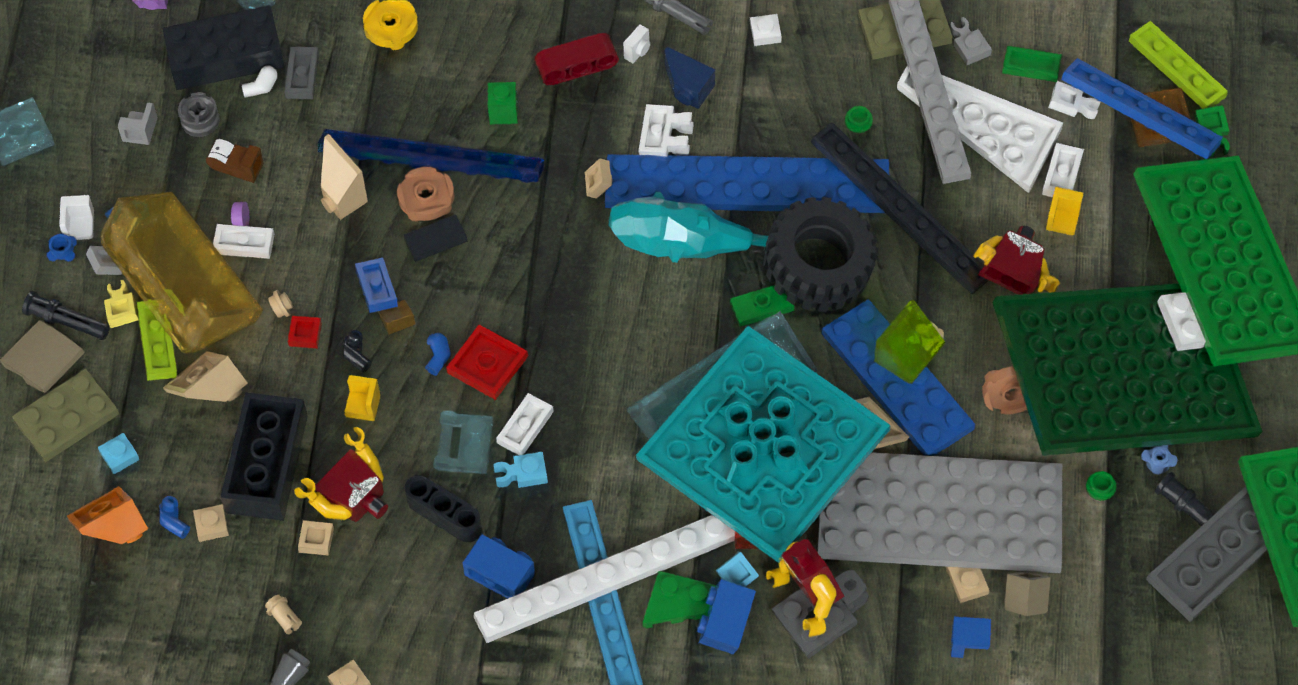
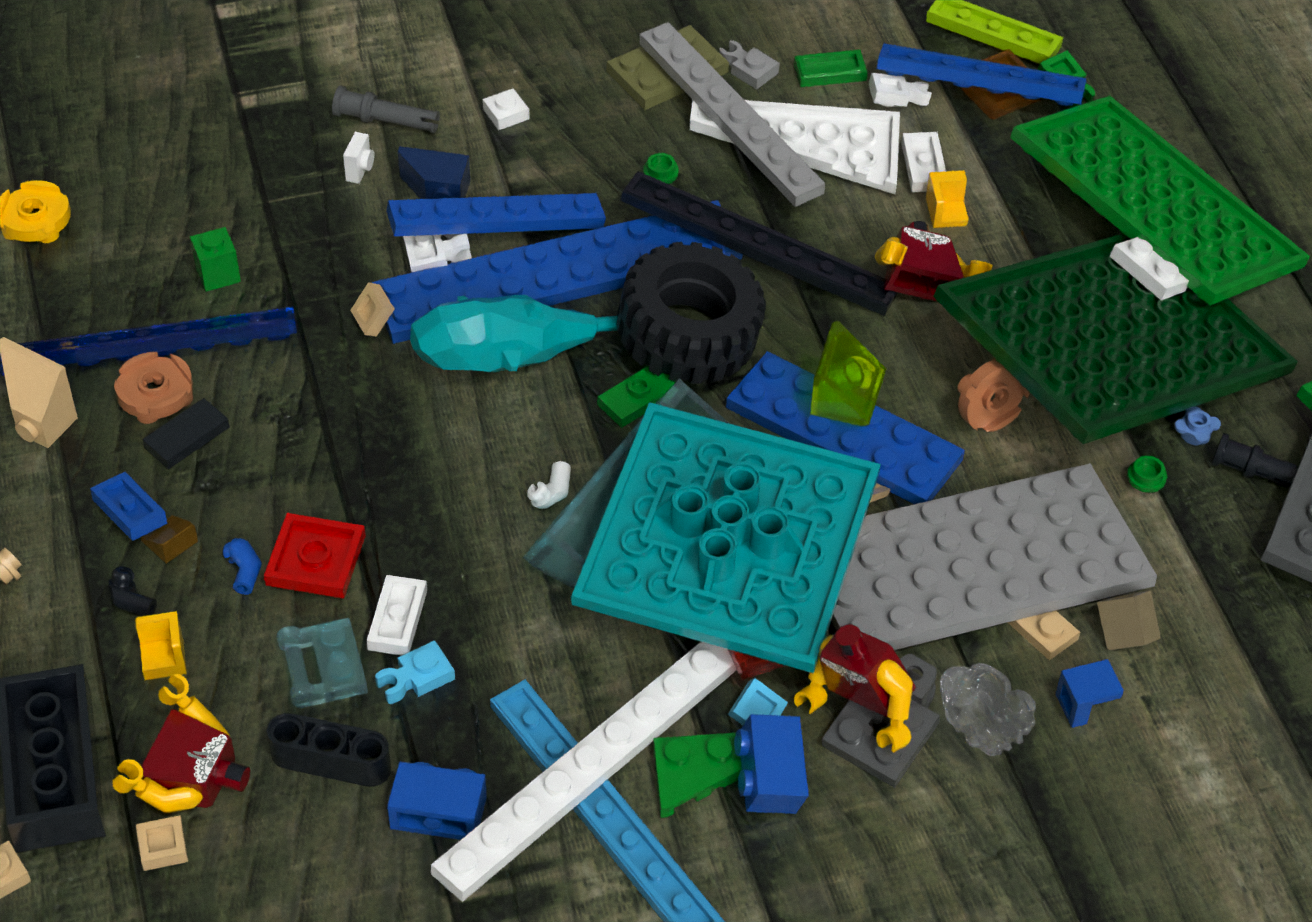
camera: 25 degrees left, 10 degrees down
(304, 332) = (49, 589): red plate -> none
(576, 59) = (288, 191): dark red beam -> none
(663, 365) = (555, 490): none -> white arm
(716, 126) = (495, 214): none -> blue plate
(889, 625) = (985, 708): none -> clear hair

